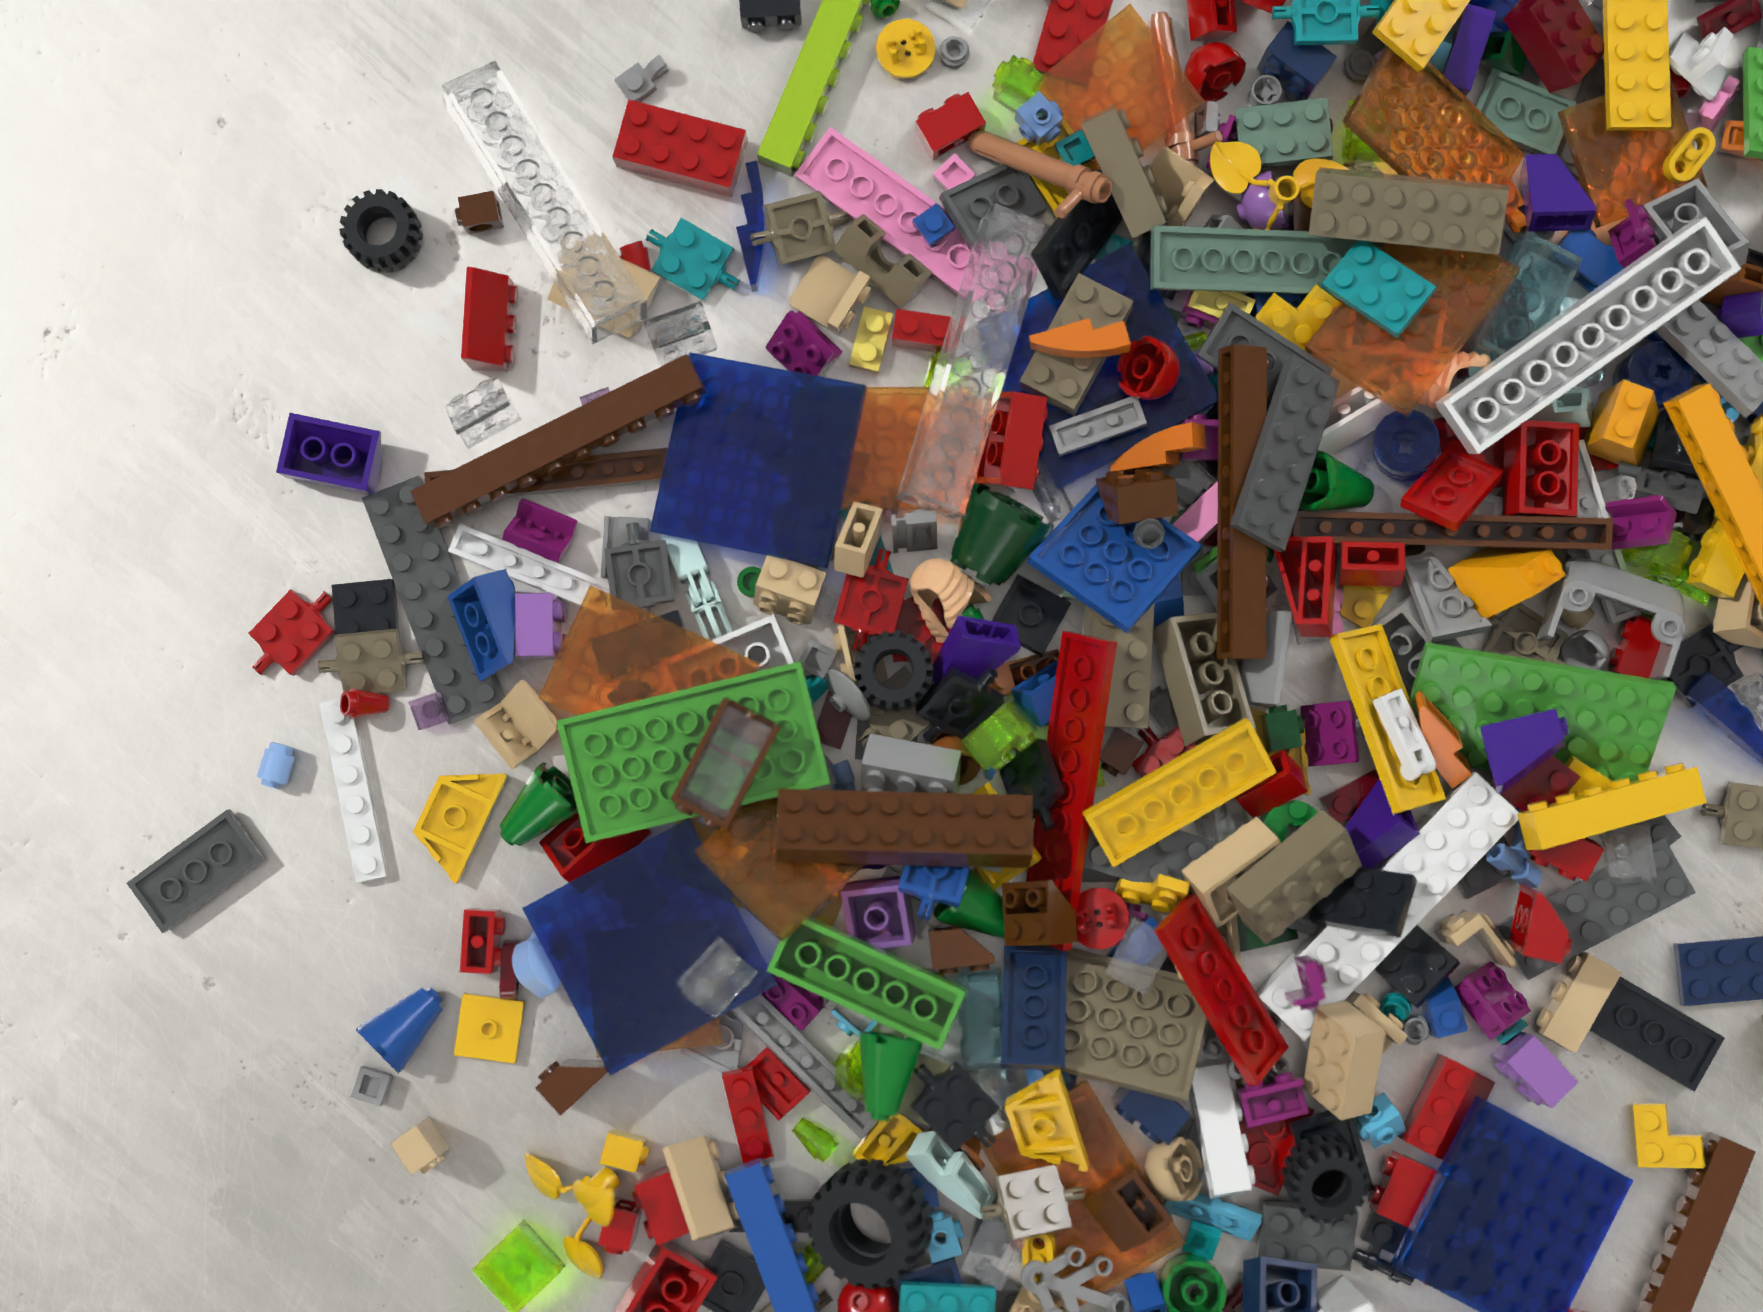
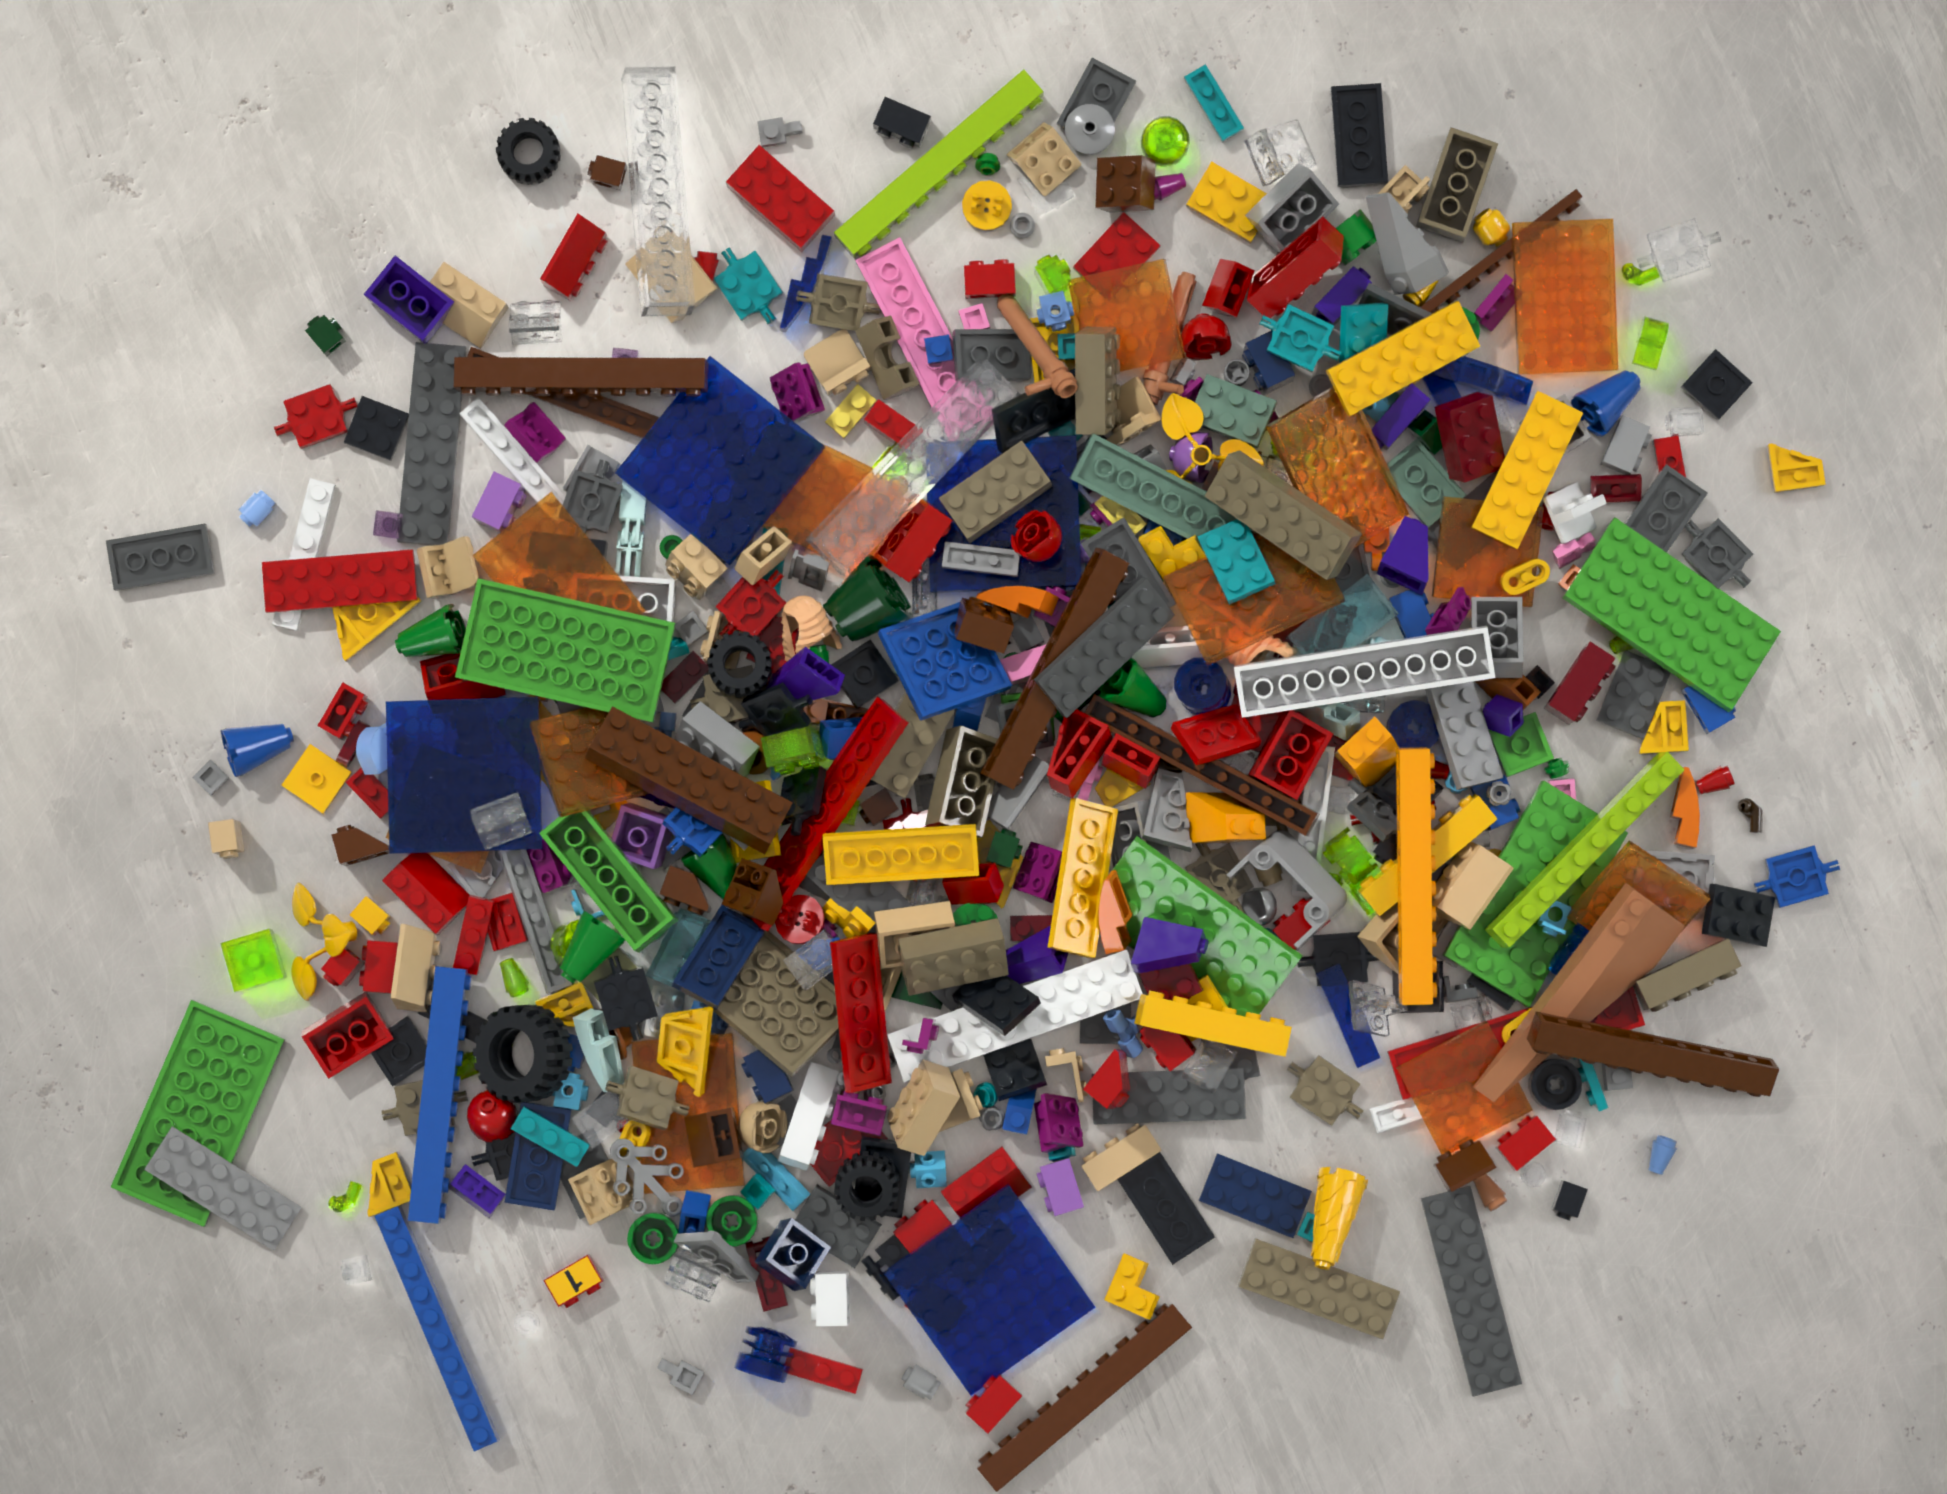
camera: 30 degrees right, 0 degrees up
(258, 537) = (325, 334): none -> dark green brick
(362, 703) = (342, 495): red cone -> none
(371, 661) = (362, 467): dark tan plate -> none
(406, 799) = (339, 581): none -> red plate
(408, 429) = (474, 308): none -> tan slope
(486, 620) = (463, 480): blue slope -> none
(556, 1013) = (370, 791): none -> red plate
(673, 1092) = (428, 890): none -> red slope
(680, 333) = (711, 337): clear bracket -> none
(725, 764) = (583, 669): clear door -> none
(846, 695) = (697, 665): light grey dish -> none
(1081, 341) = (996, 492): orange slope -> none
(1149, 533) = (975, 656): dark grey plate -> none
(1405, 735) = (1086, 894): white plate -> none
(1641, 521) = (1341, 829): magenta bracket -> none

